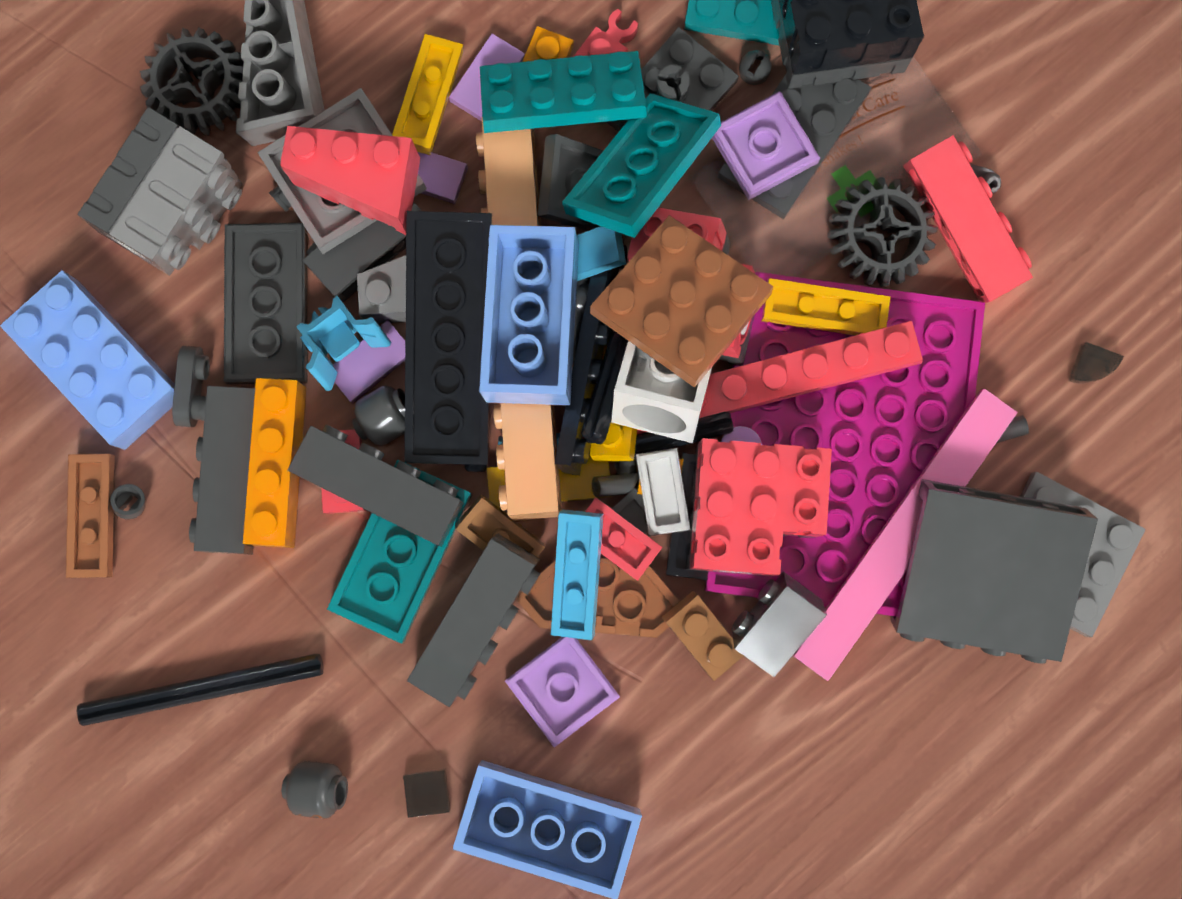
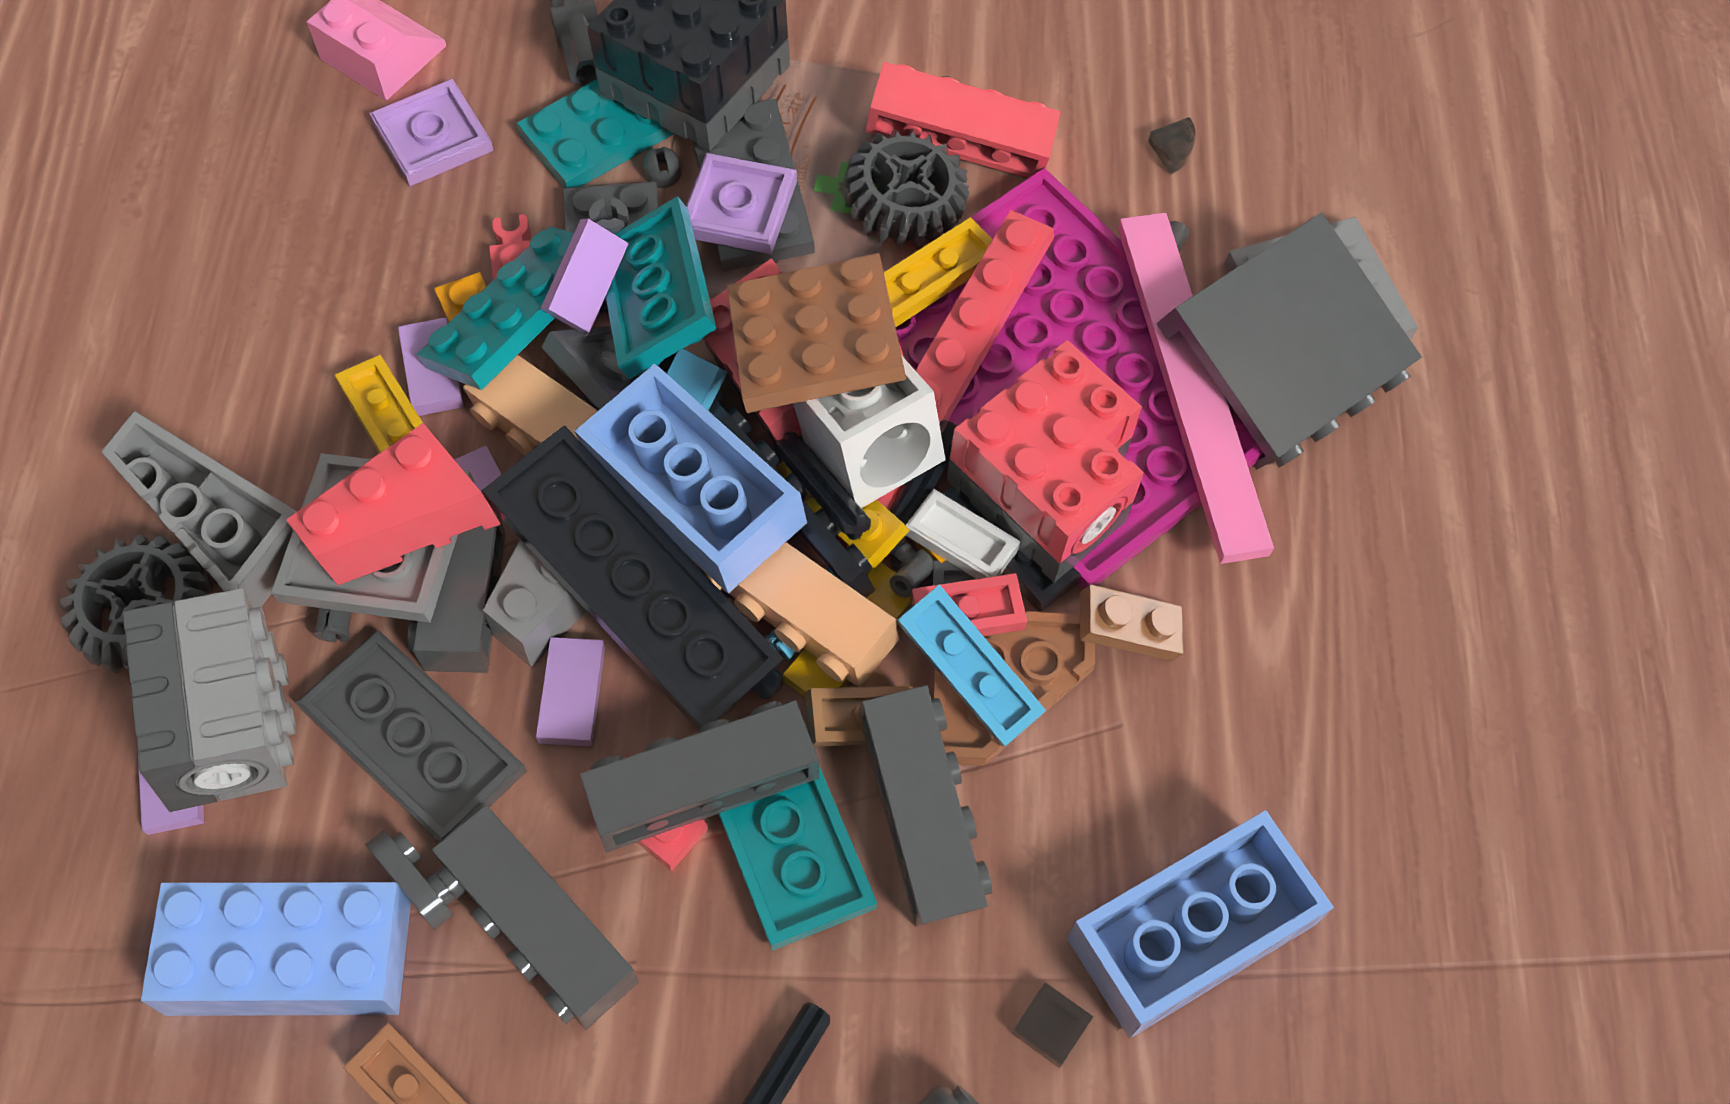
camera: 45 degrees left, 20 degrees down
(121, 498) = (444, 1056): dark grey hinge -> none
(274, 442) = (577, 861): light orange brick -> none
(334, 334) = (518, 682): medium azure piece -> none
(380, 415) = (635, 717): dark grey head -> none
(562, 689) = (1064, 799): lavender tile -> none
(609, 116) = (584, 275): none -> lavender tile
(777, 623) = (1180, 544): brick -> none

